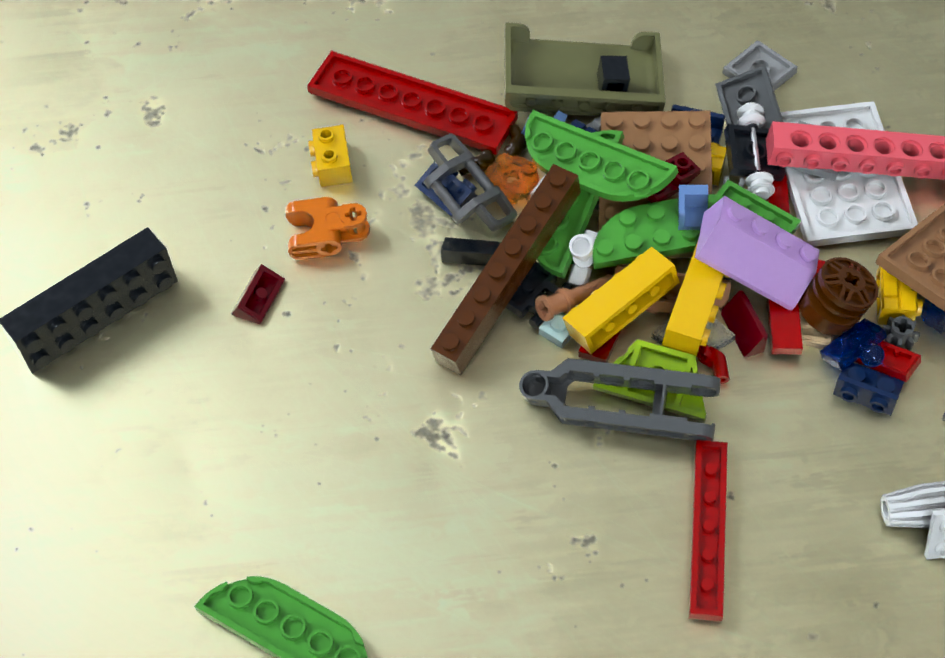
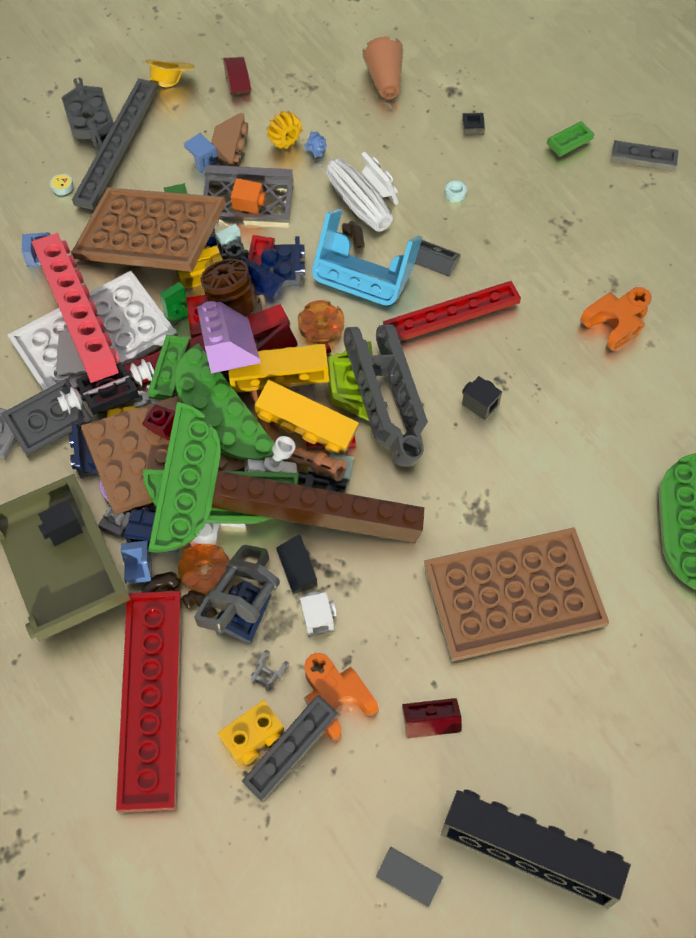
camera: 120 degrees left, 5 degrees up
(151, 217) = (409, 876): none -> dark grey slope
(298, 174) = (290, 748): none -> dark grey tile
(323, 418) = (514, 594): none -> medium nougat plate
(390, 187) = (277, 674): none -> light grey piece
(408, 242) = (318, 613): none -> white brick
(568, 497) = (481, 397): none -> black brick
(691, 206) = (204, 390): medium blue panel -> none
(760, 400) = (323, 333): none -> clear orange plate
(812, 557) = (437, 258): none -> dark grey slope
(826, 450) = (357, 276): none -> medium azure windscreen
(842, 237) = (174, 303): none -> green plate
(896, 478) = (356, 233): none -> dark brown arm
(918, 637) = (455, 191): none -> light aqua tile
(931, 337) = (228, 235): none -> light aqua plate

